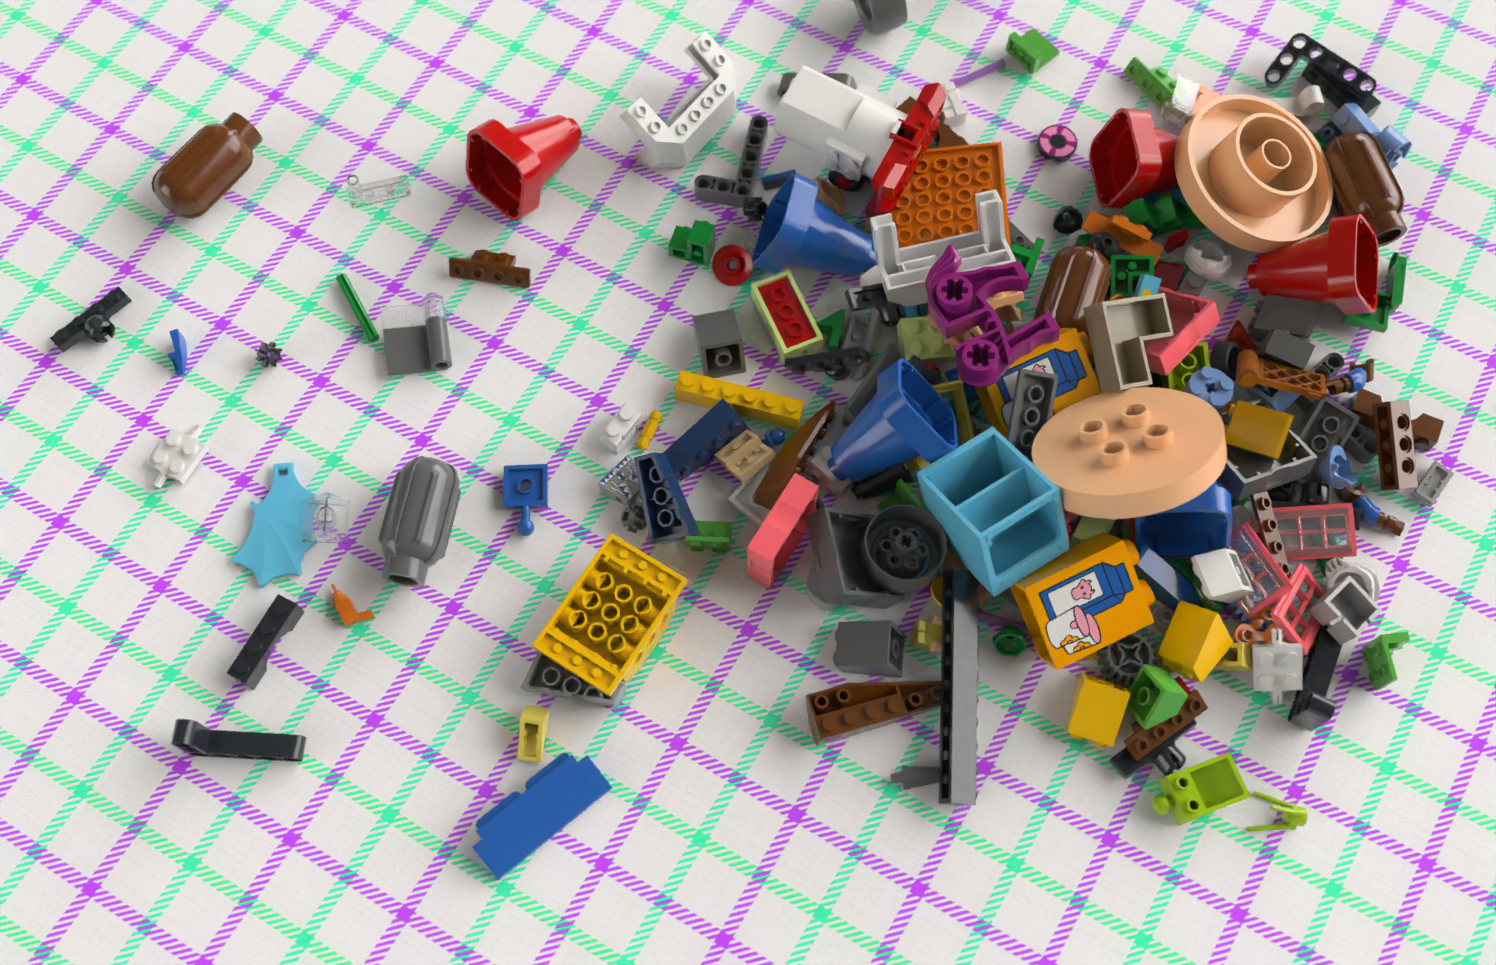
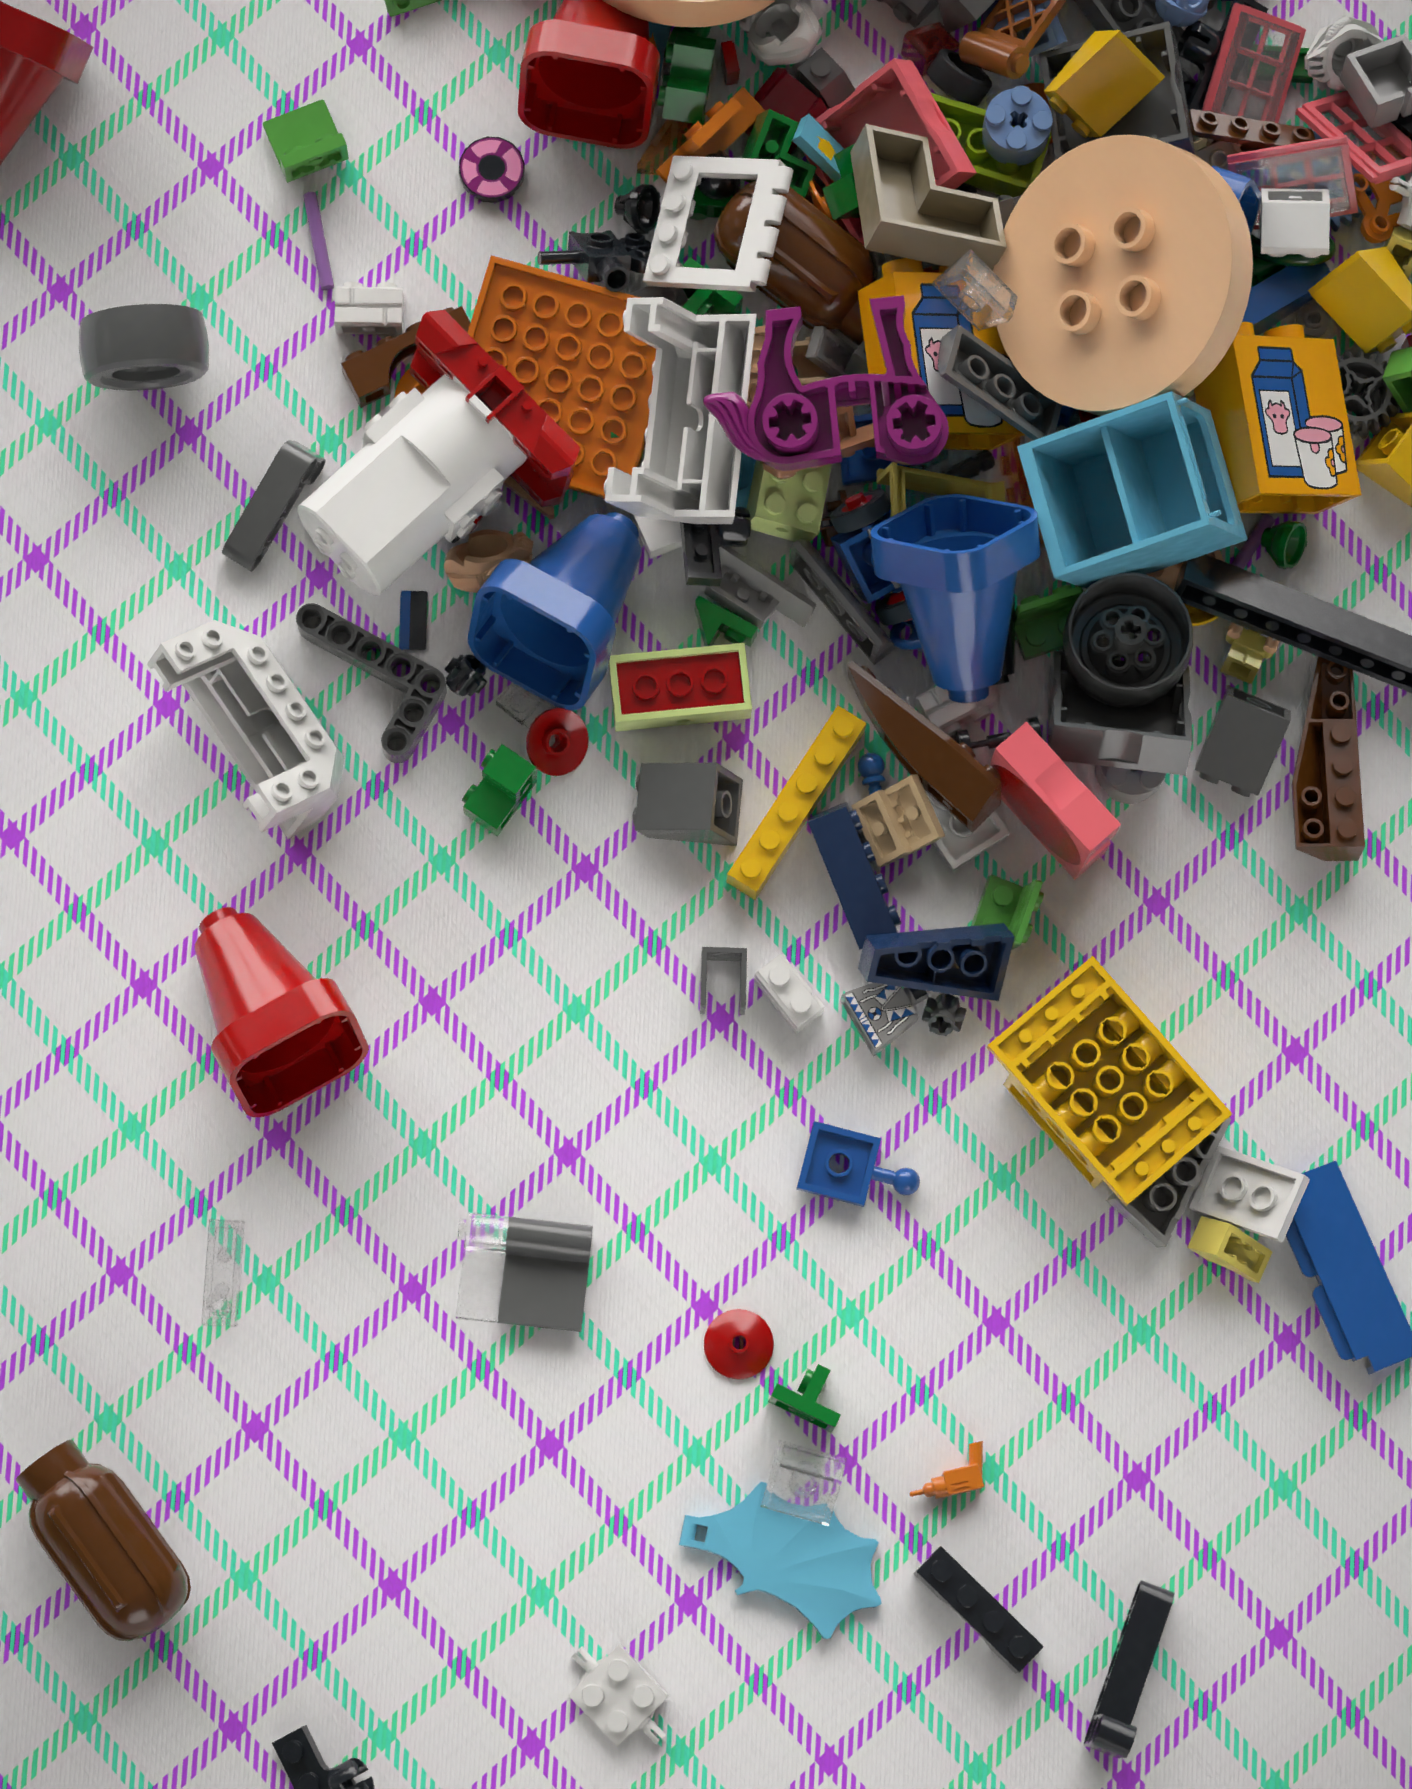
camera: 80 degrees left, 10 degrees up
(179, 356) = (444, 1665): blue slope -> none
(262, 354) = (486, 1514): black gear -> none
(357, 307) = (437, 1355): green axle -> none
(369, 503) = (805, 1405): none -> green bracket
(391, 460) = (738, 1362): none -> red dish
(418, 520) = (860, 1330): dark grey piece -> none
(490, 268) = (434, 1121): reddish brown bracket -> none
(569, 732) = (1249, 1193): none -> white plate
(615, 380) = (724, 954): none -> dark grey piece
(649, 430) = (799, 953): yellow axle -> none
(832, 363) = (785, 644): black plate -> none
(1027, 203) = (603, 257): none -> black piece
(1032, 227) = (758, 238): none -> white hinge
(1086, 380) = (977, 292): none -> clear slope

